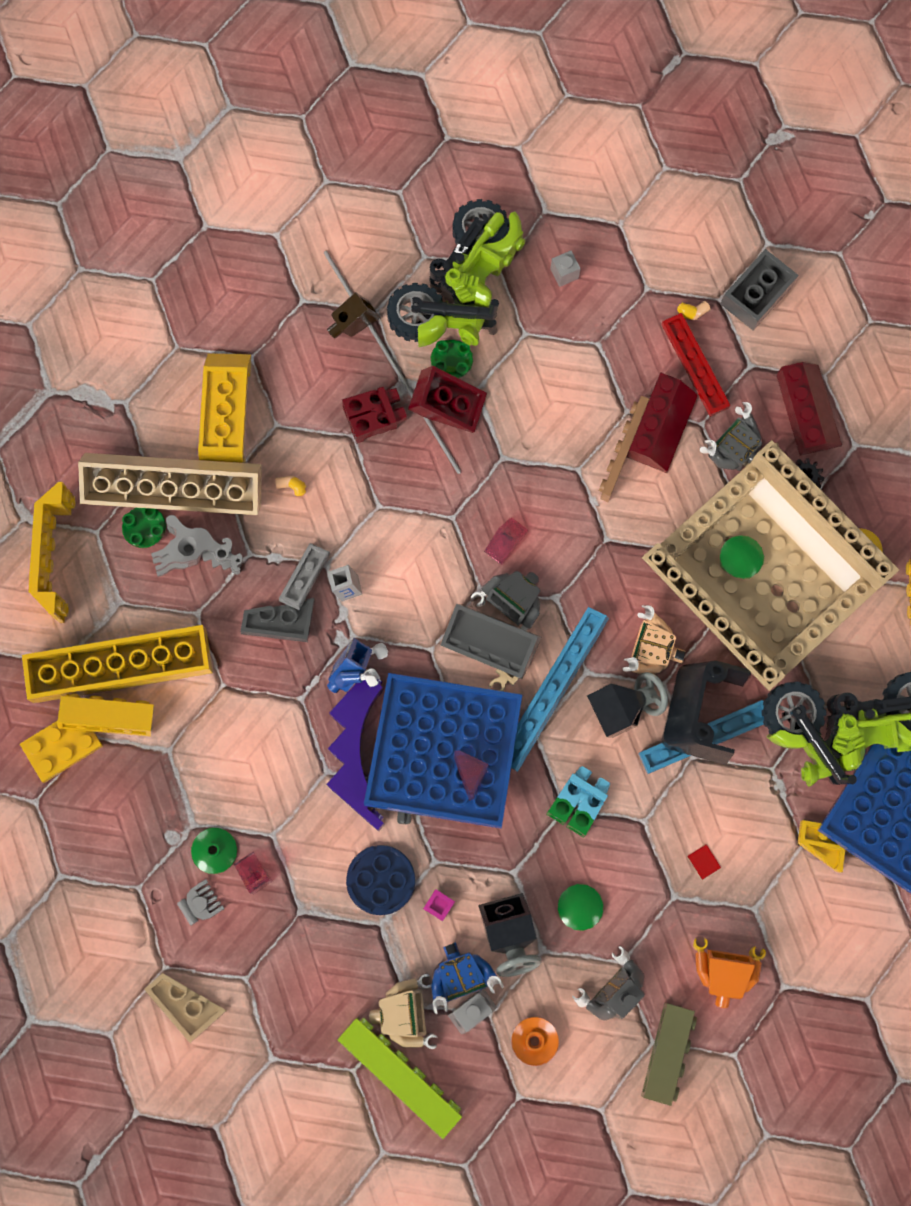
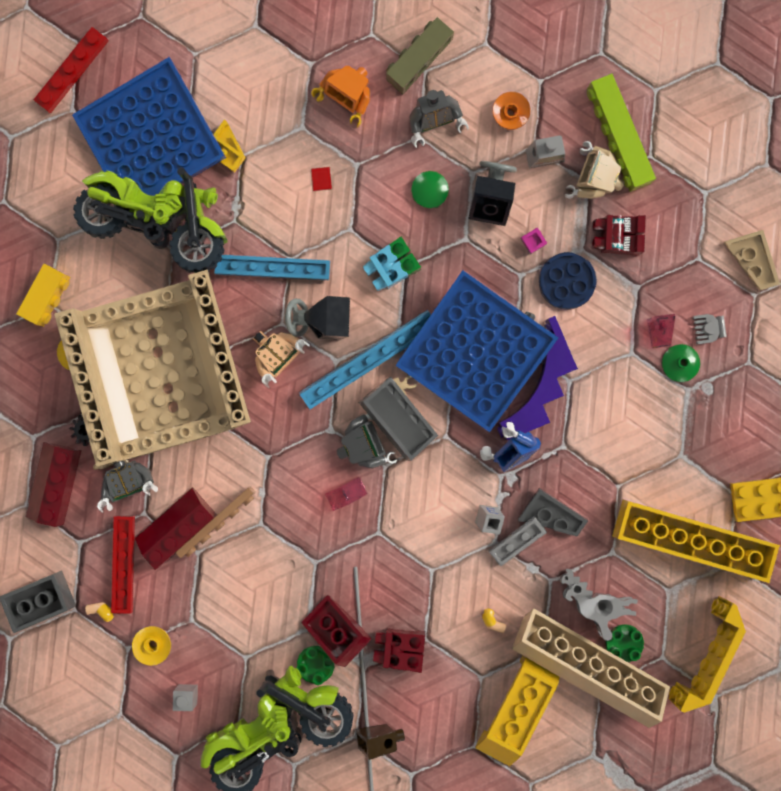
camera: 150 degrees left, 10 degrees up
(105, 715) = (723, 504): yellow brick -> none
(353, 953) = (620, 234): none -> dark red hips
(461, 976) = (543, 181): blue torso -> none
(471, 772) = (466, 320): clear pink slope -> none
(624, 292) = (145, 652): none -> yellow dish
(682, 729) = (275, 295): black windscreen -> none
(741, 557) = (171, 389): green dish -> none

